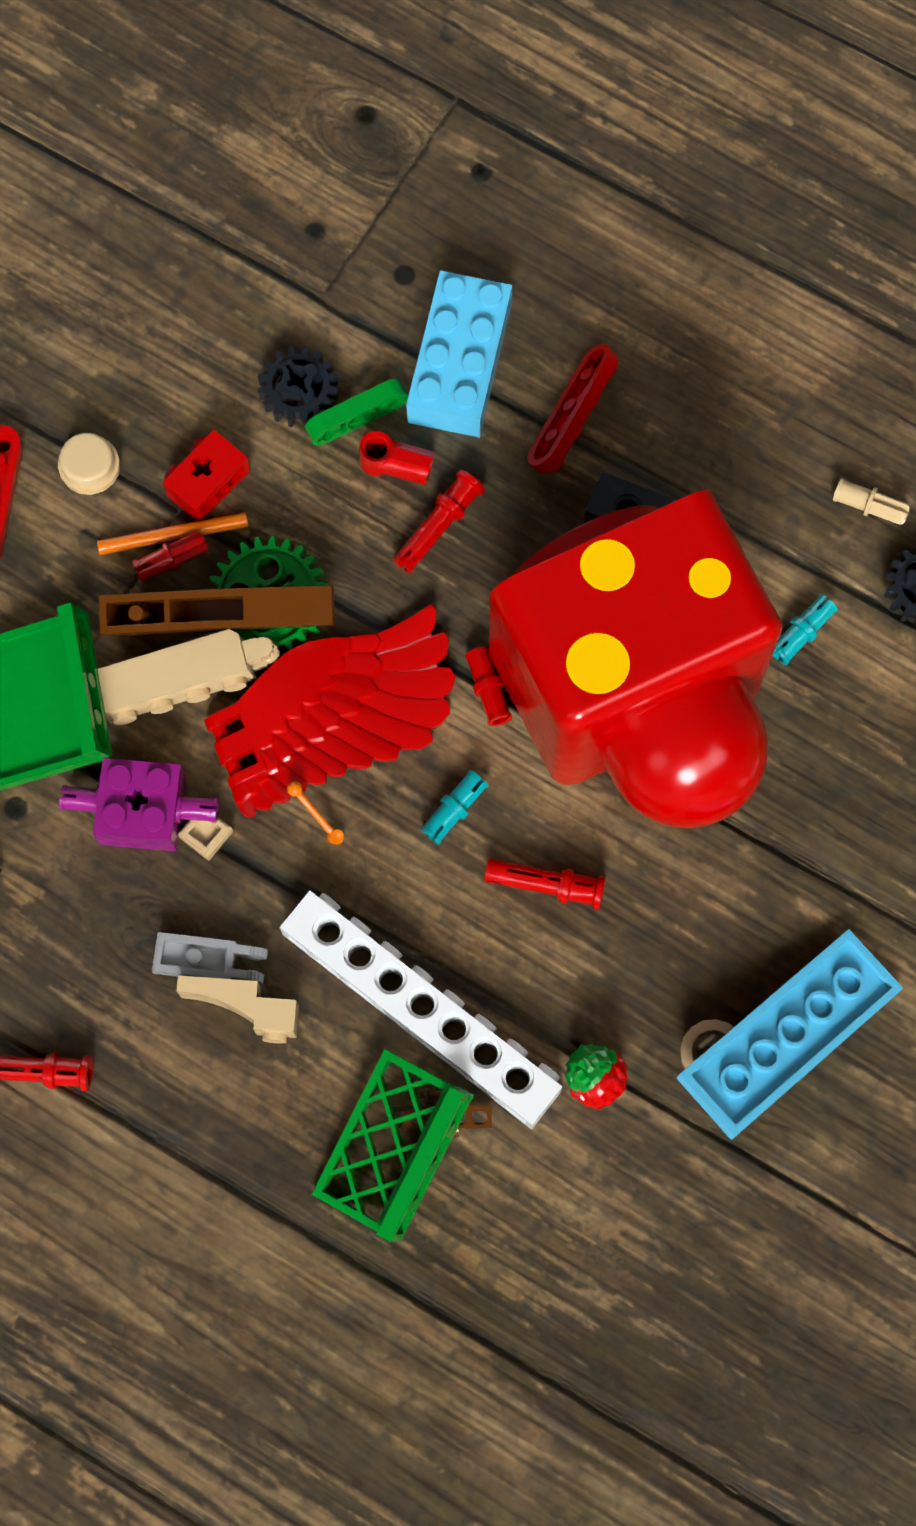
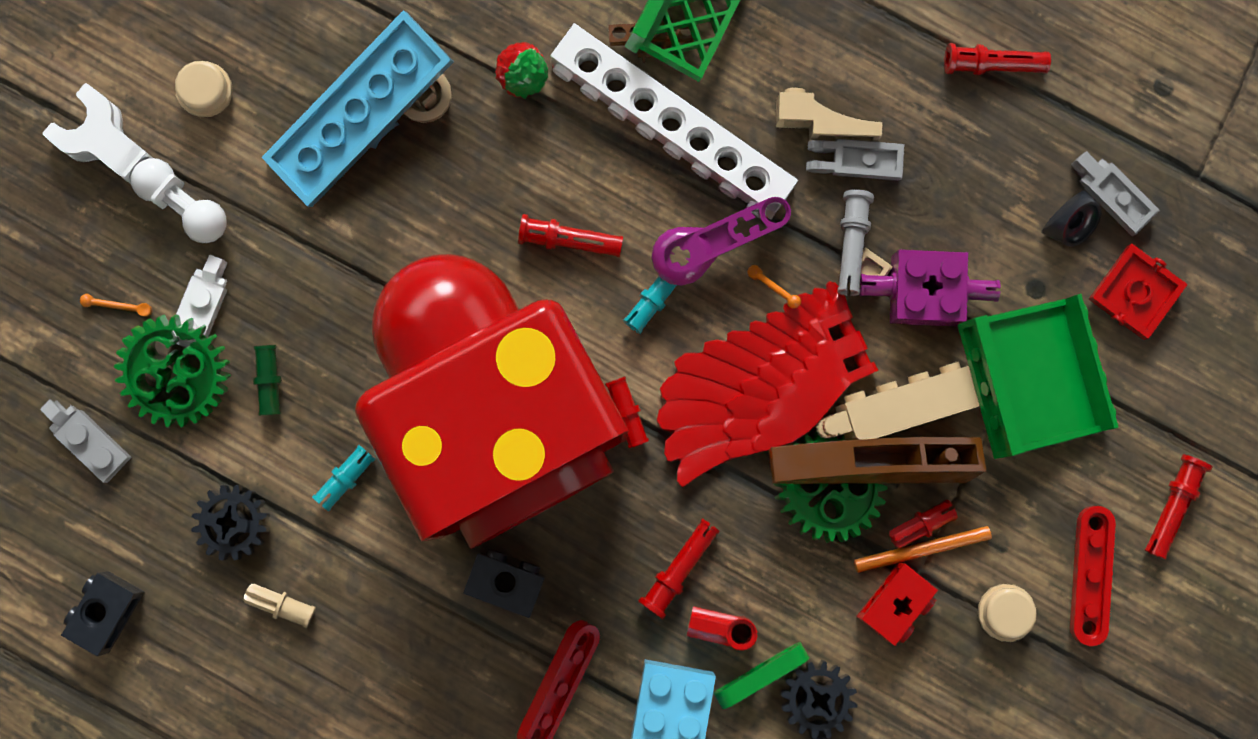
camera: 170 degrees right, 10 degrees up
(216, 879) = (855, 226): none -> light grey pin
(381, 862) = (708, 243): none -> magenta beam
(890, 736) = (267, 380): none -> dark green pin

